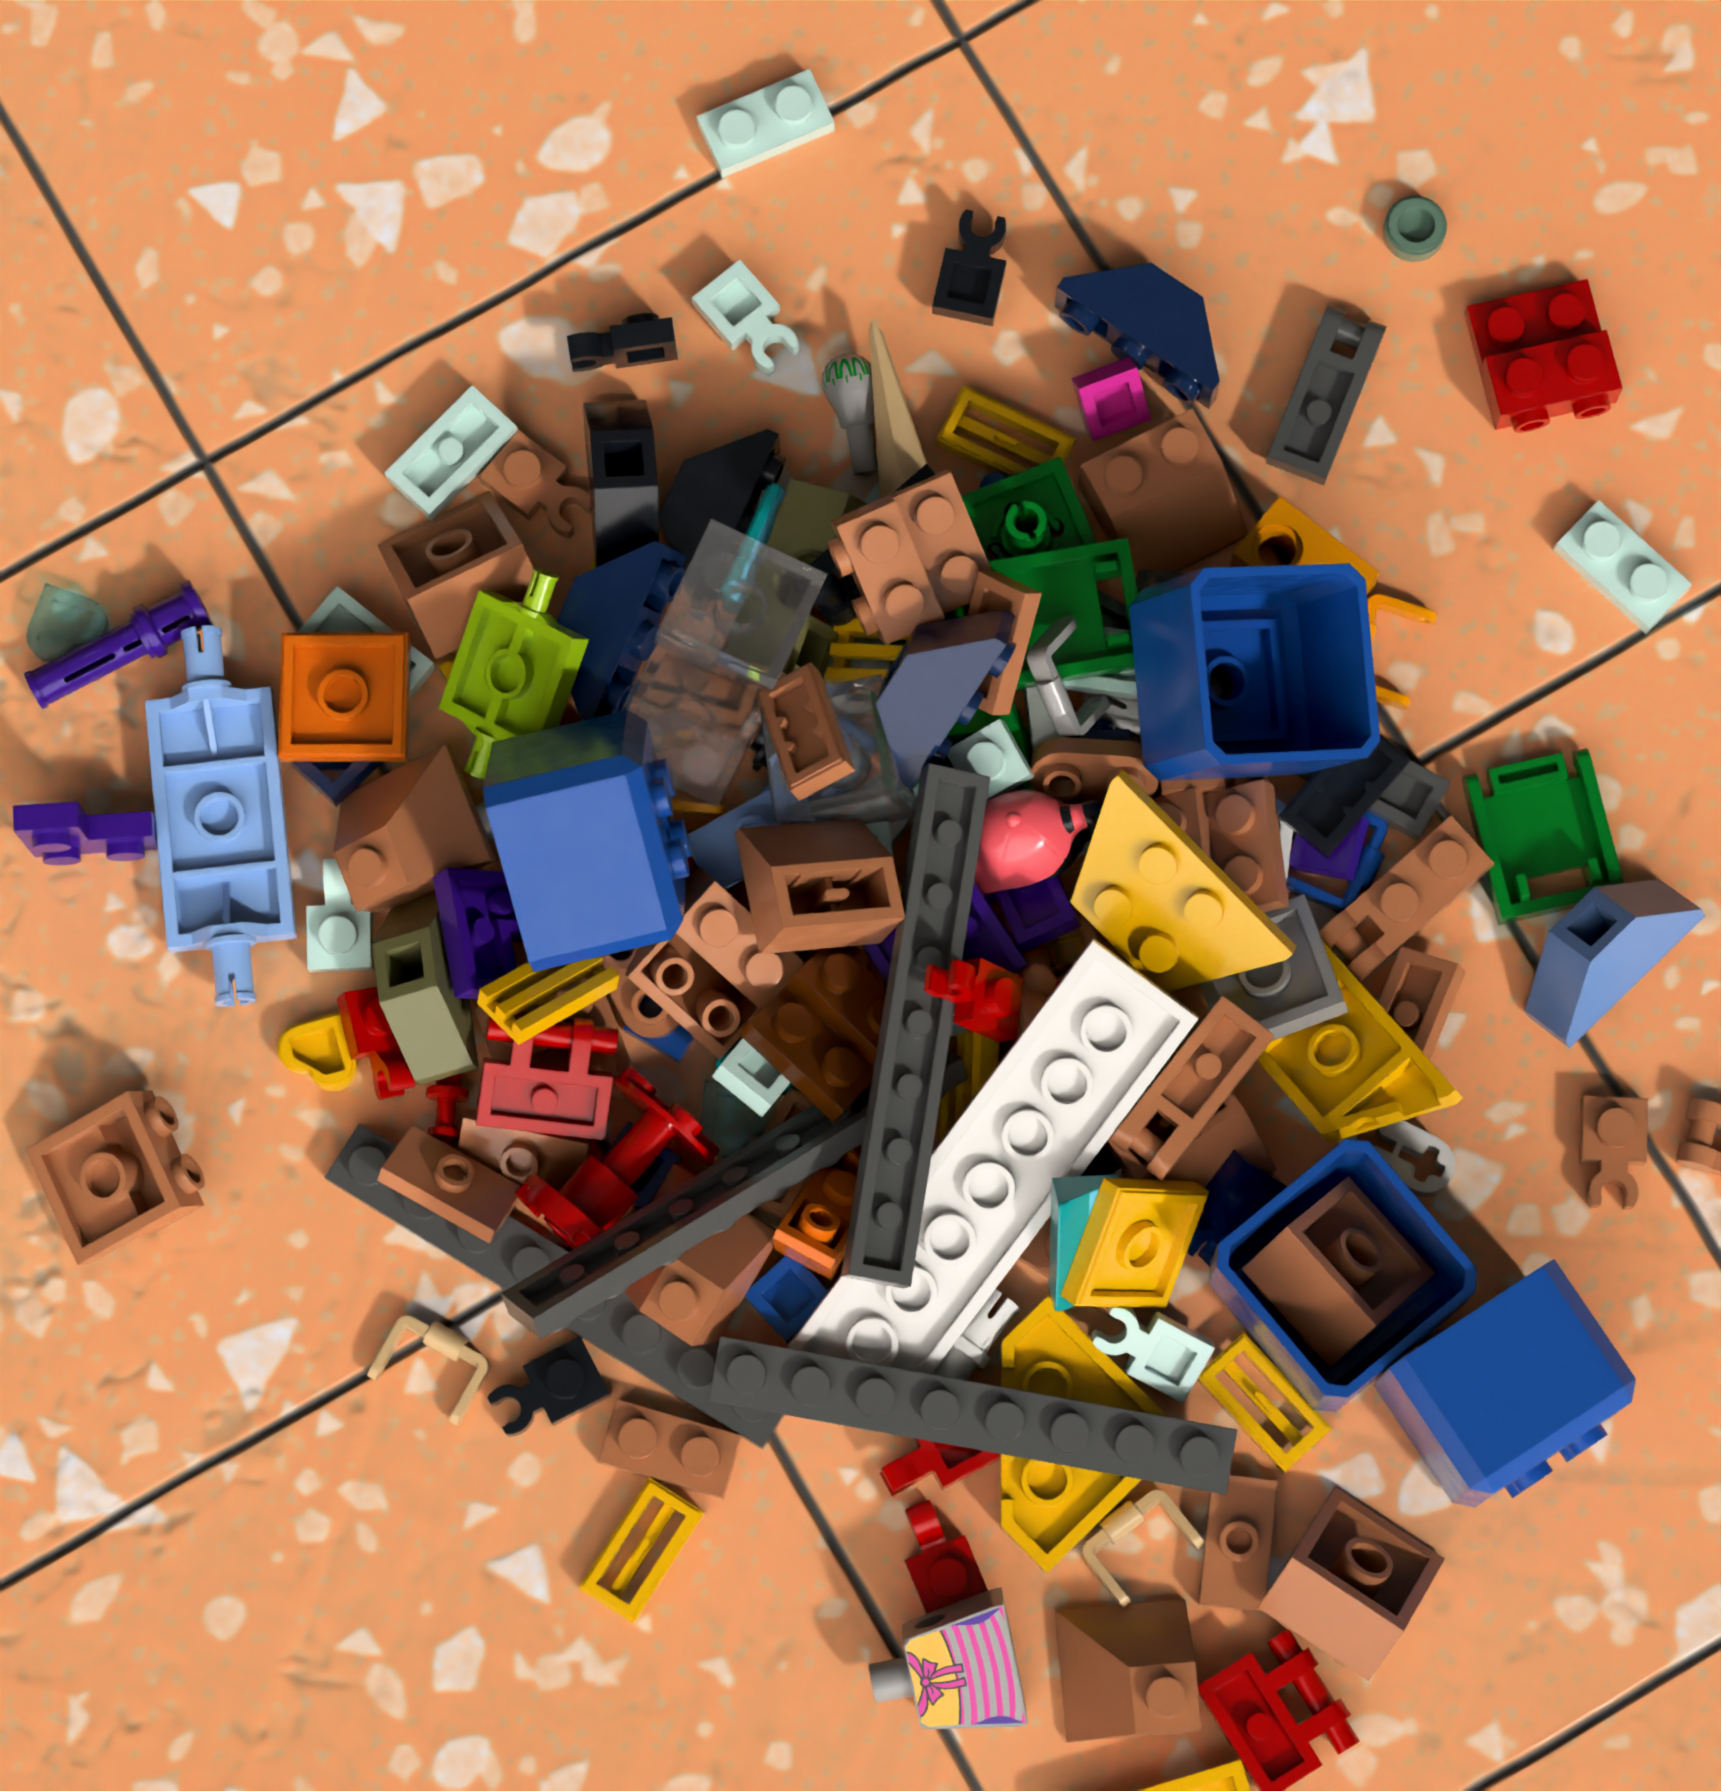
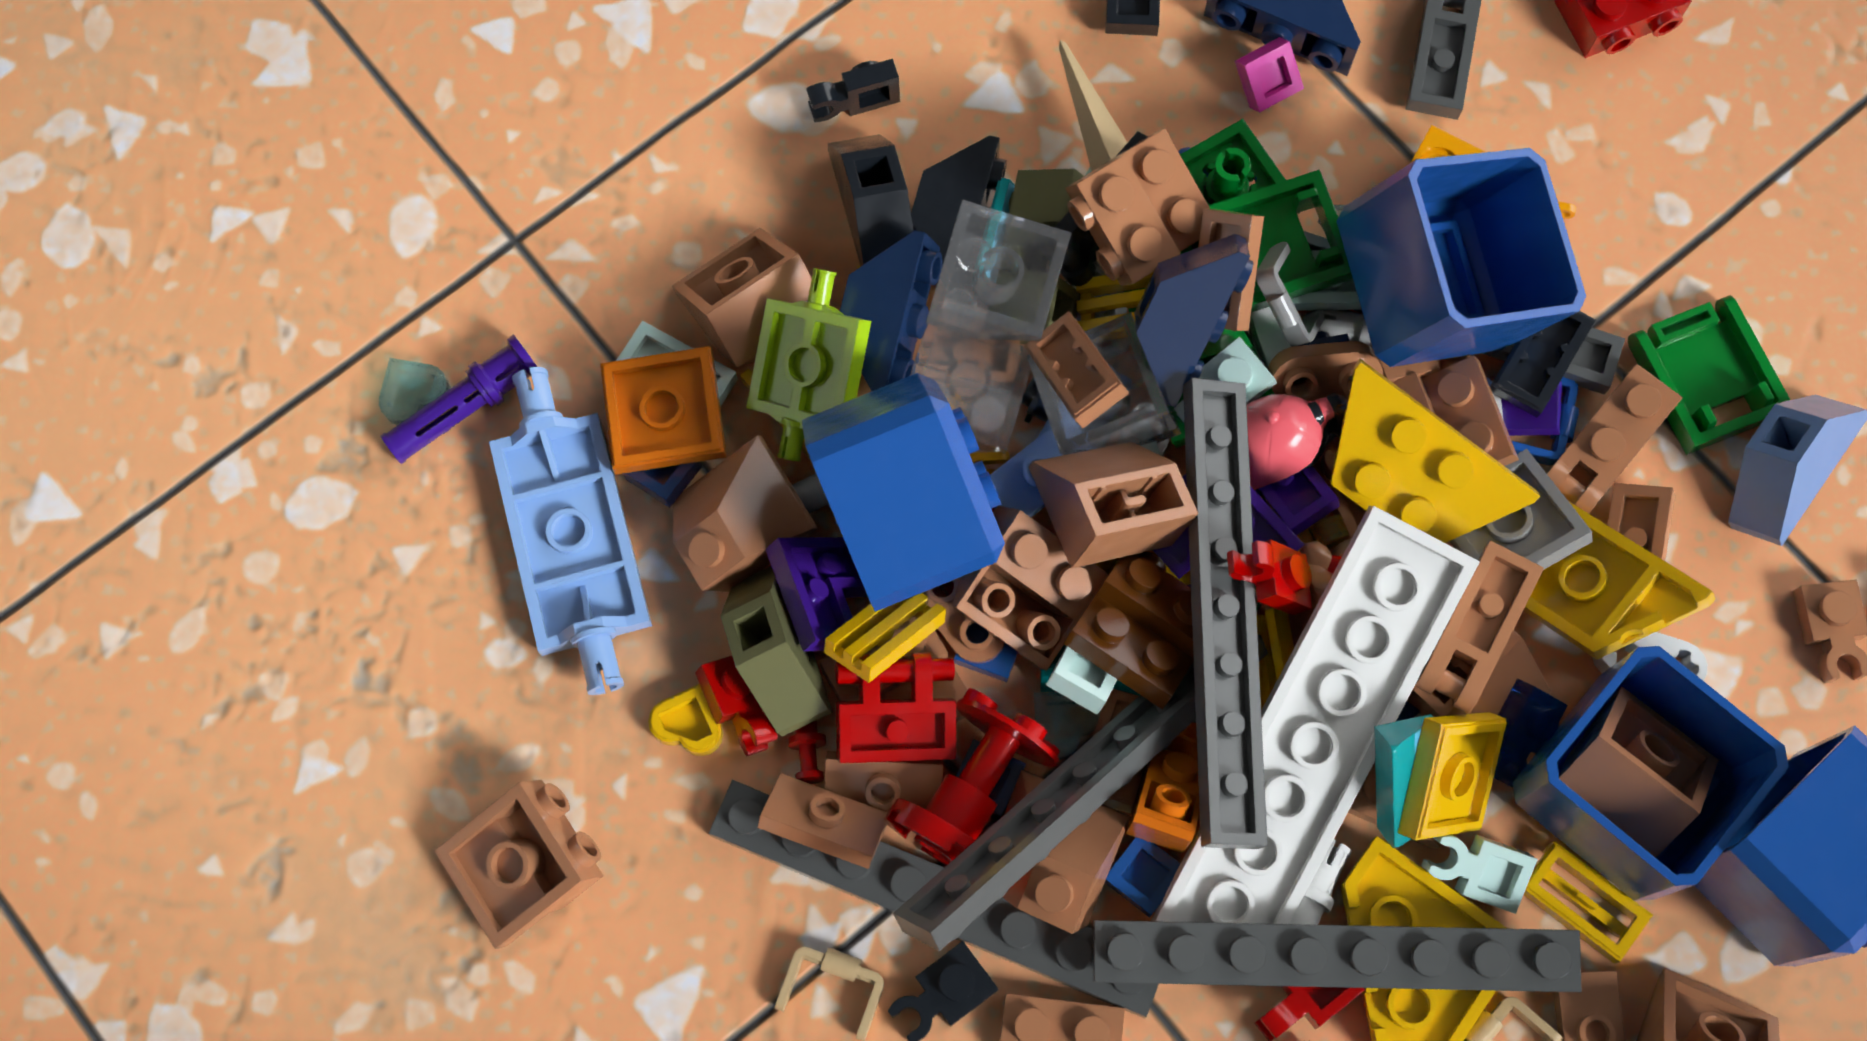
camera: 10 degrees left, 5 degrees down
(65, 832) = (430, 564): dark purple plate -> none
(336, 932) = (688, 614): light aqua plate -> none
(451, 453) = (723, 199): light aqua plate -> none
(531, 479) = (794, 212): nougat plate -> none
(741, 311) = (949, 51): light aqua plate -> none
(850, 393) = (1051, 102): light grey piece -> none
(1002, 413) = (1182, 129): yellow tile -> none
(1165, 496) = (1334, 130): nougat slope -> none
(1622, 567) = (1719, 147): light aqua plate -> none

